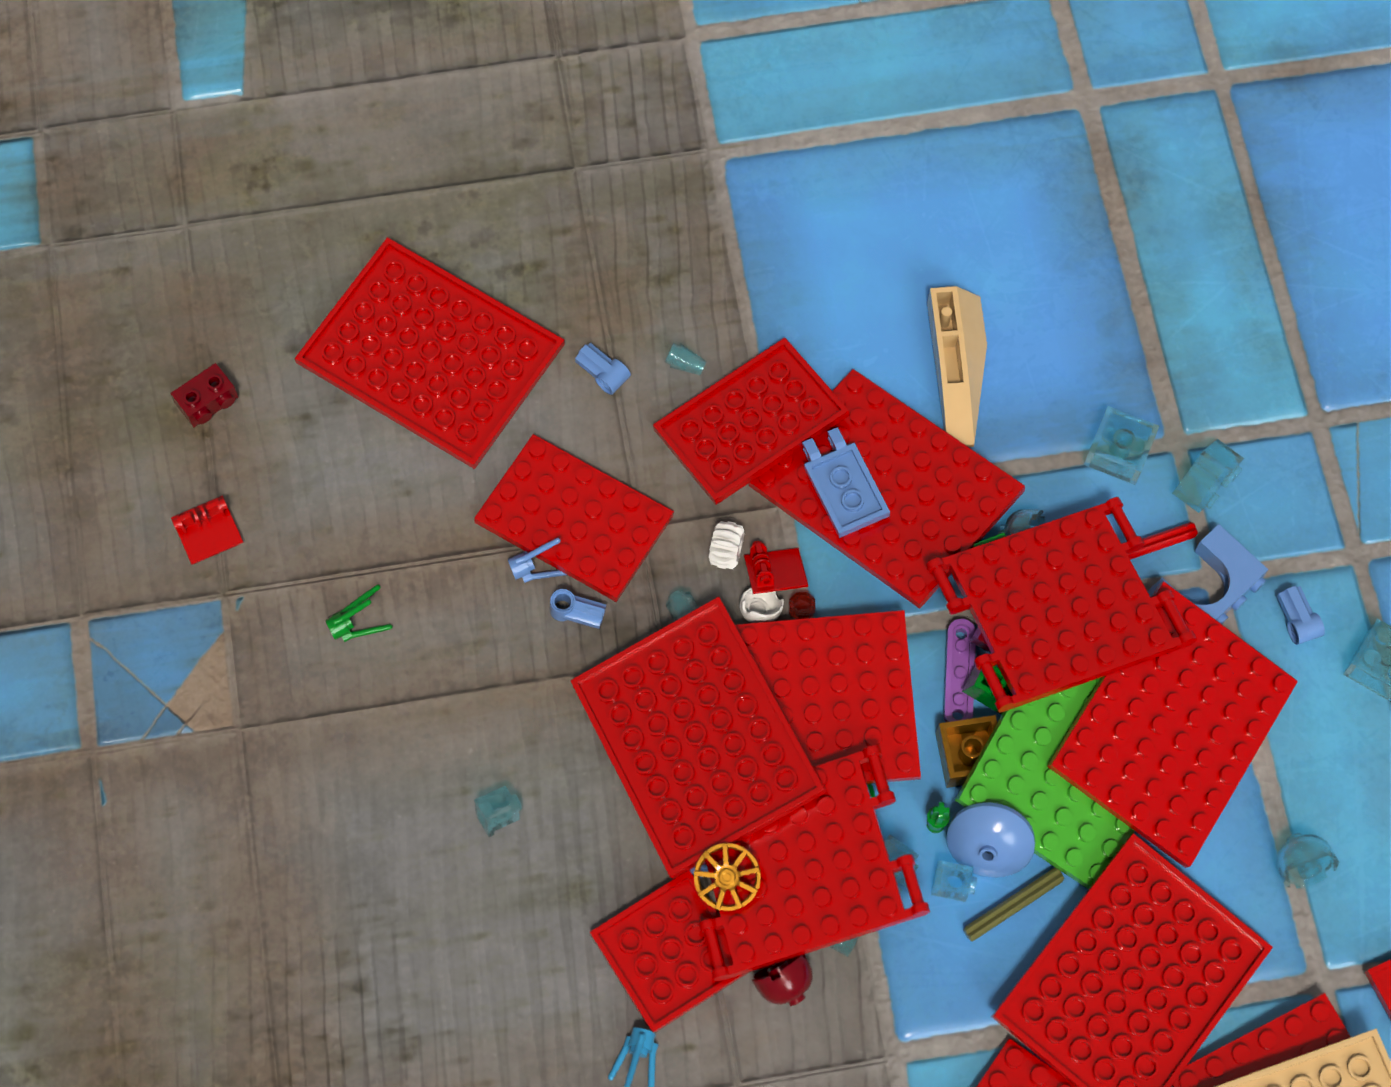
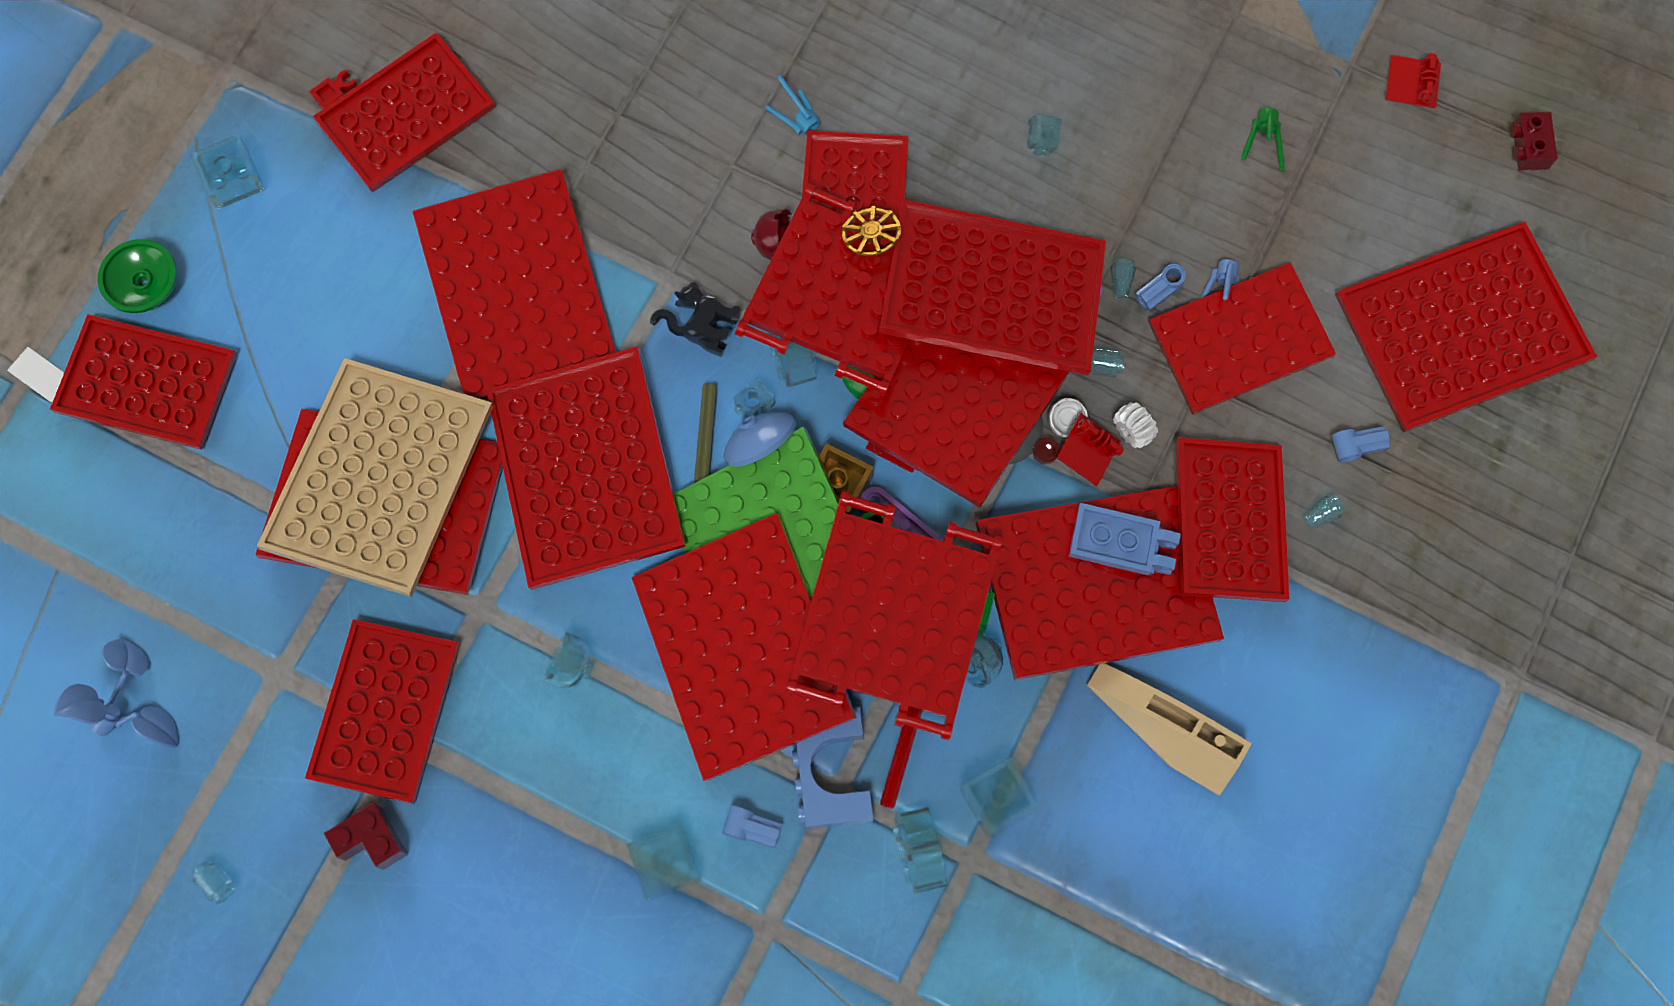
camera: 130 degrees right, 5 degrees up
(590, 649) = (1122, 276): none -> clear light blue cone
(915, 984) = (701, 325): none -> black animal
(938, 818) = (806, 418): green axle -> none

